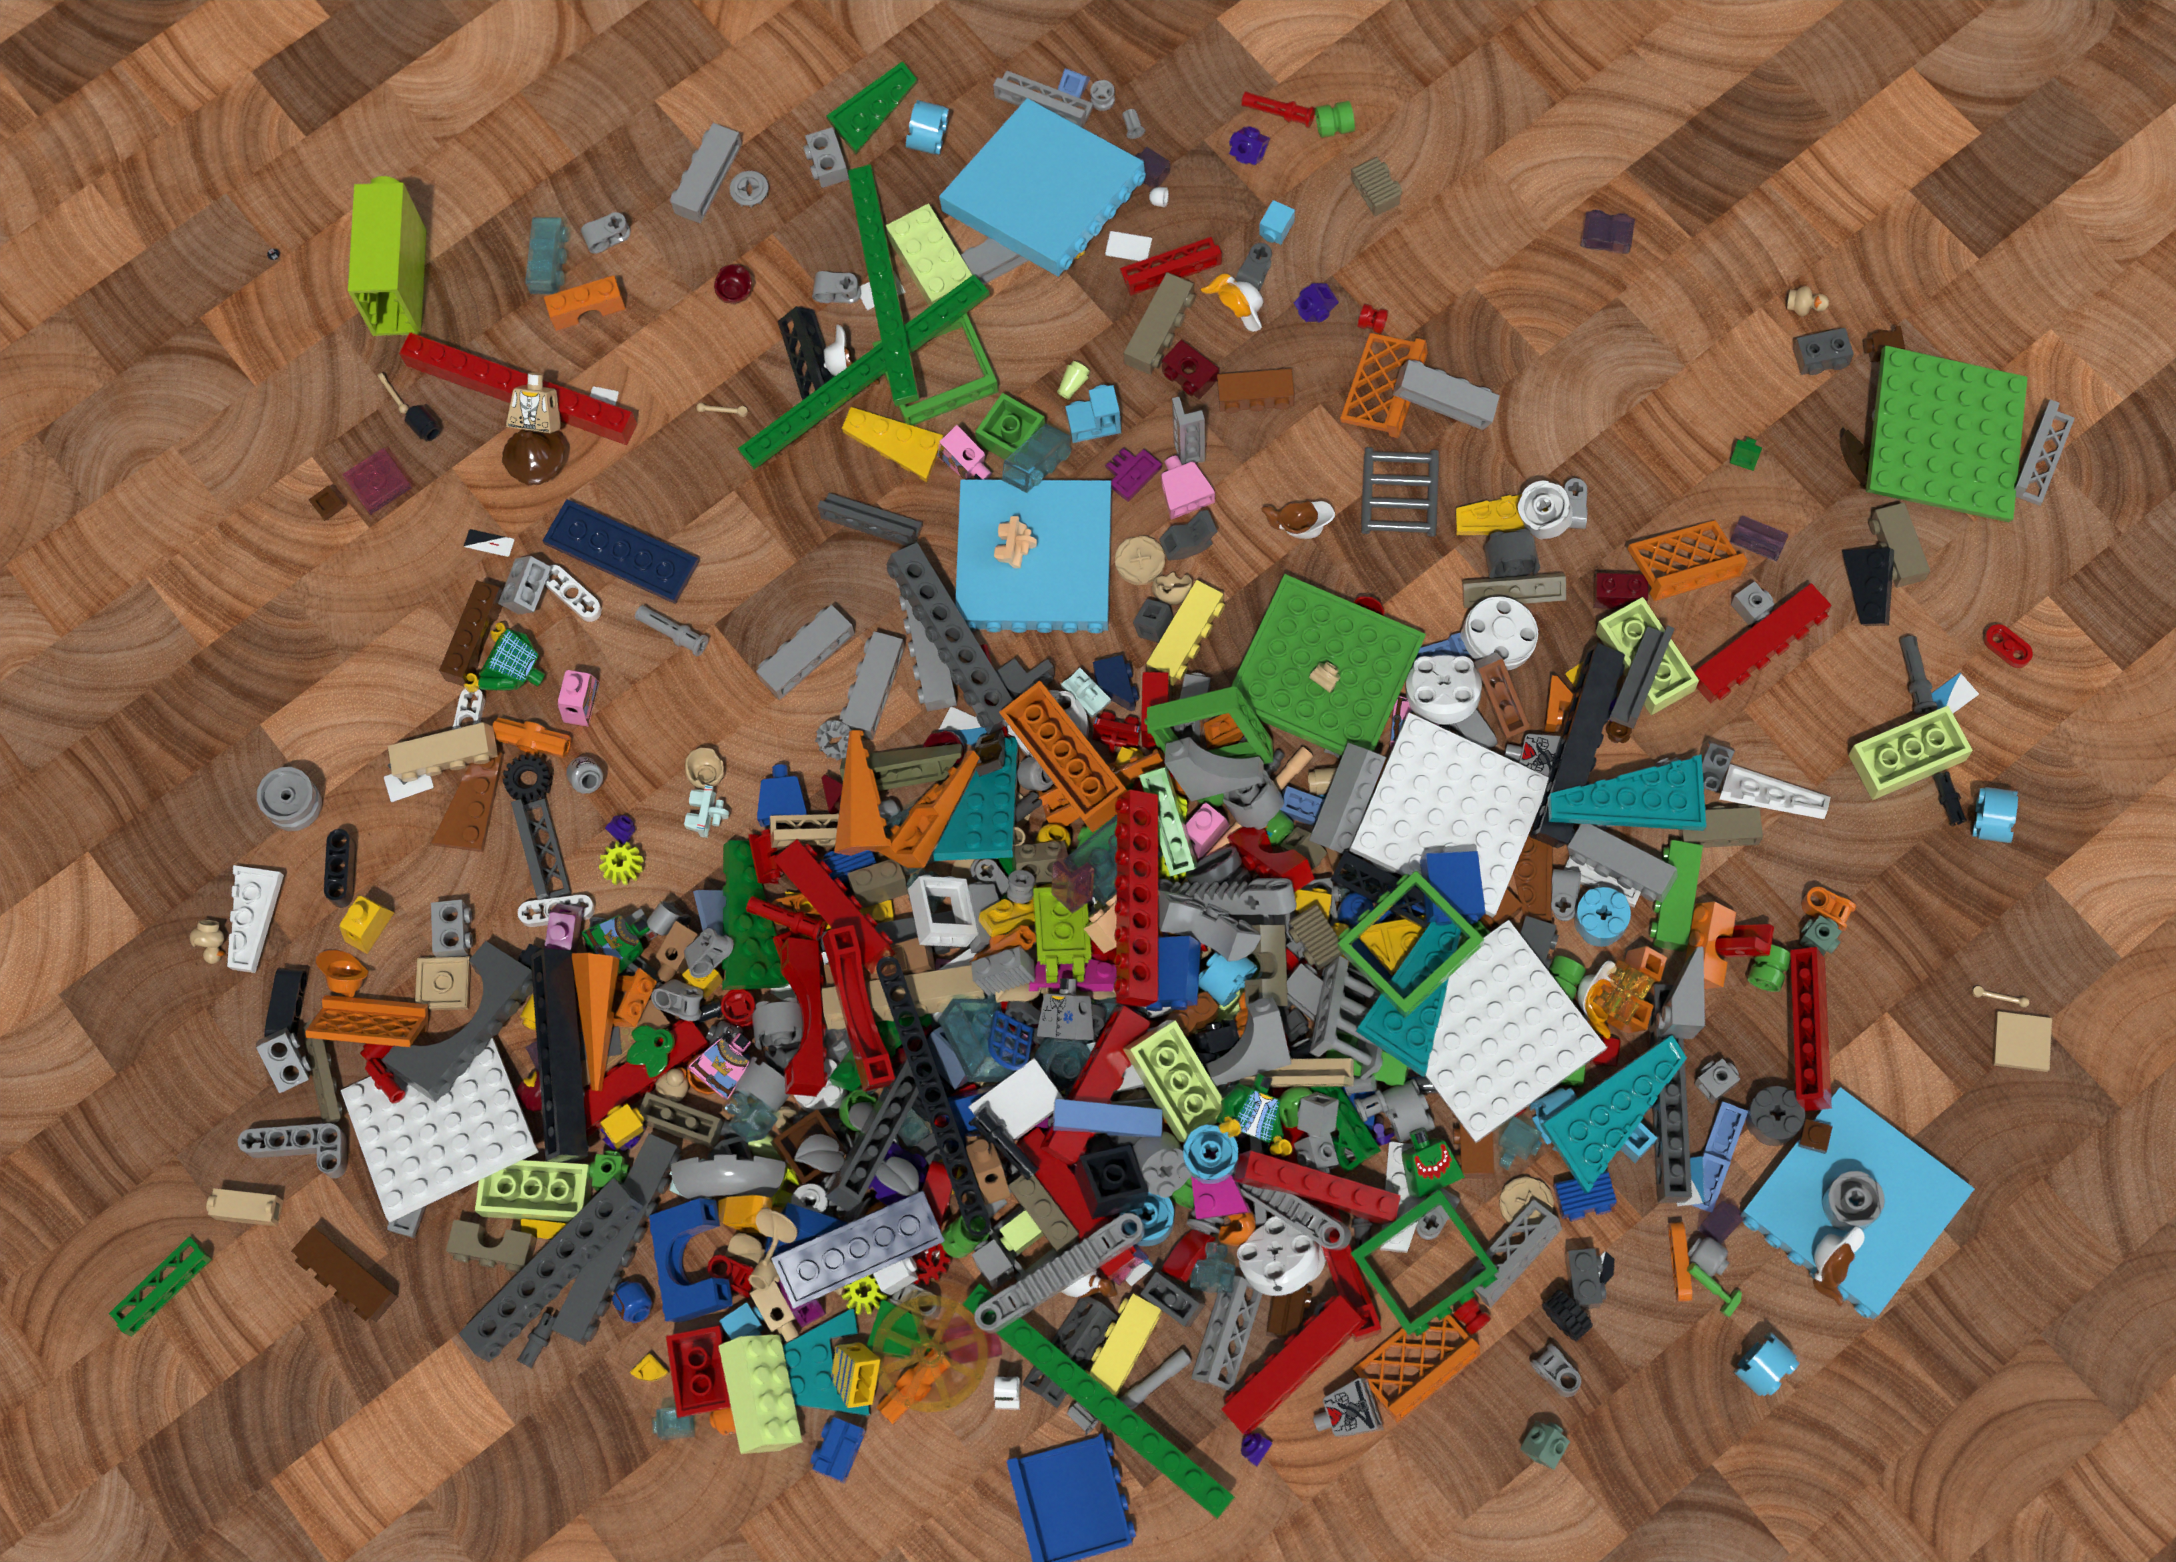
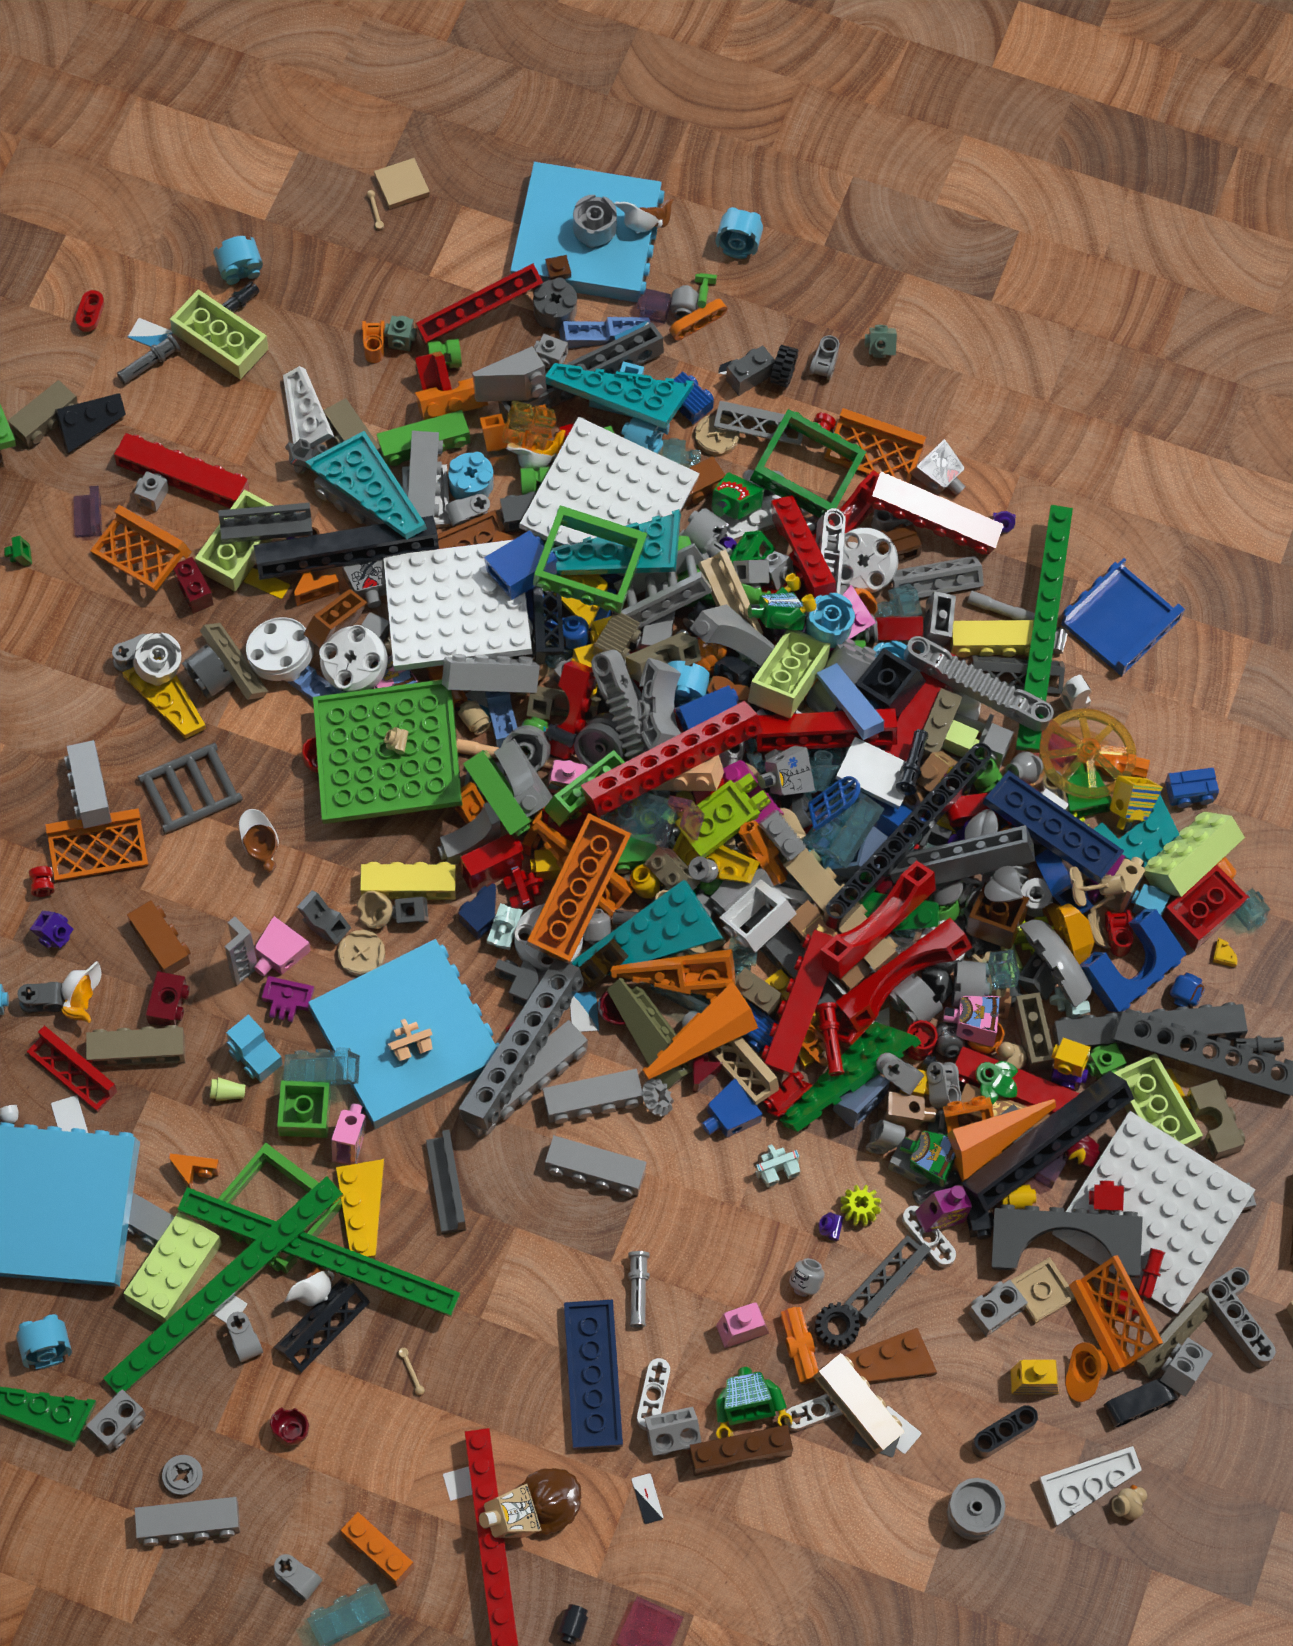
camera: 130 degrees left, 5 degrees down
(470, 1076) = (1107, 1197): none -> red brick
(704, 768) = (743, 1185): tan hair -> none
(955, 1280) = (1026, 767): none -> light grey piece
(1016, 314) = (187, 1166): none -> orange slope
(1245, 834) = (560, 735): none -> black pin

